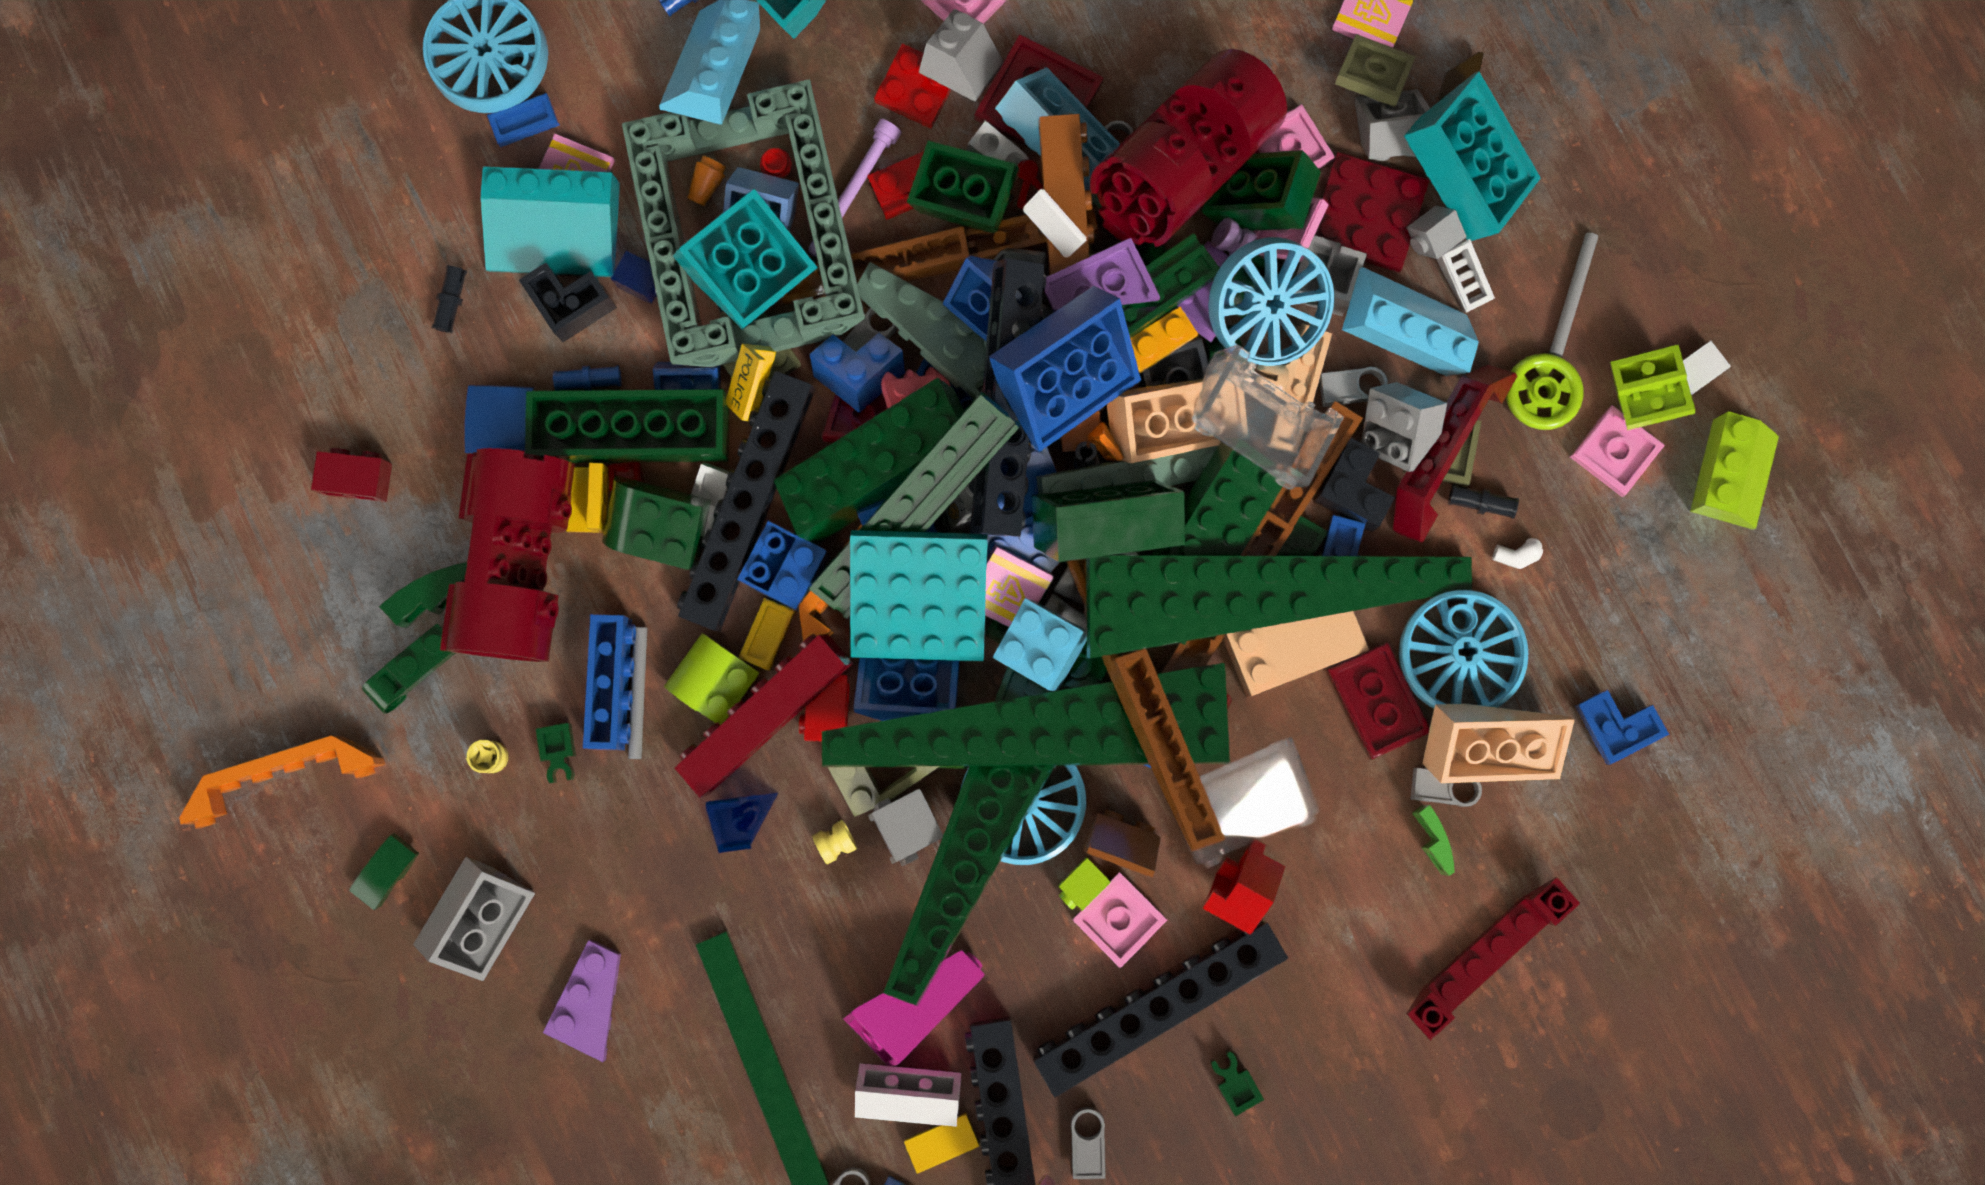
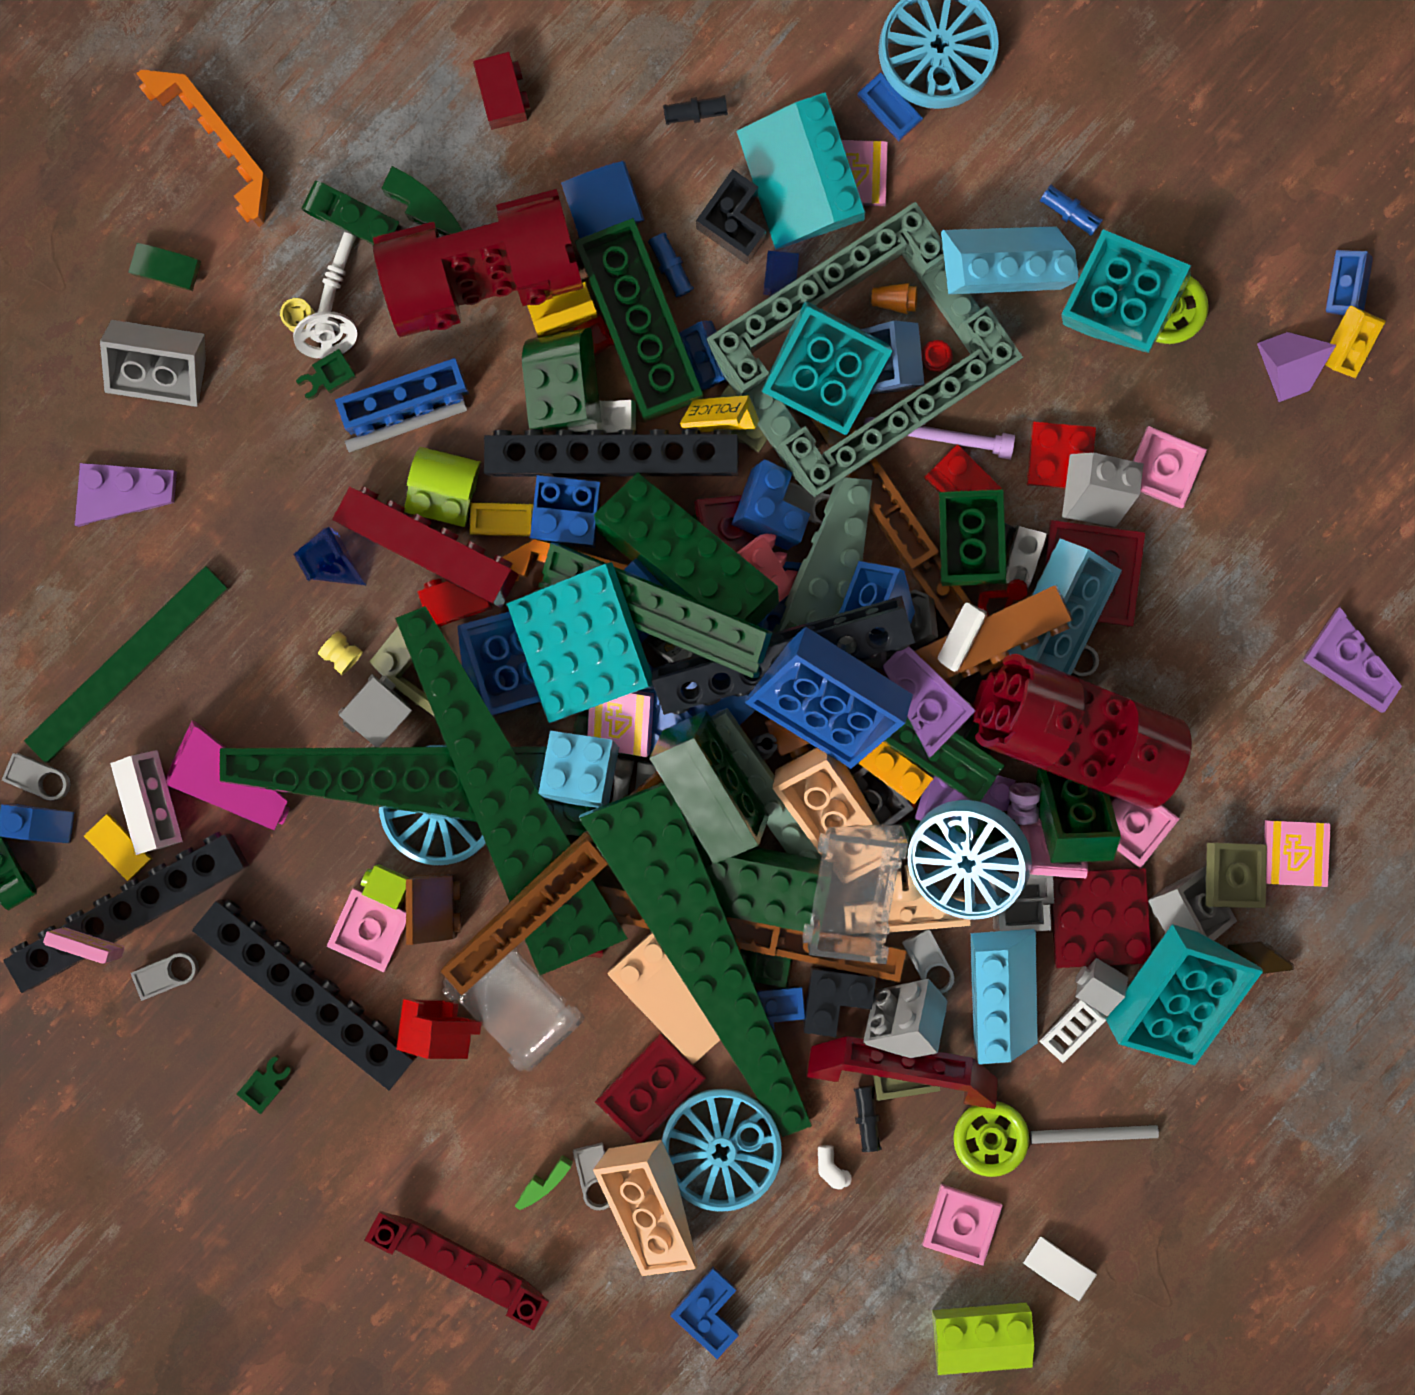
camera: 70 degrees right, 5 degrees up
(505, 734) = (323, 325): none -> white dish
(1105, 443) = (786, 755): orange slope -> none
(1652, 387) = (1028, 1235): lime brick -> none

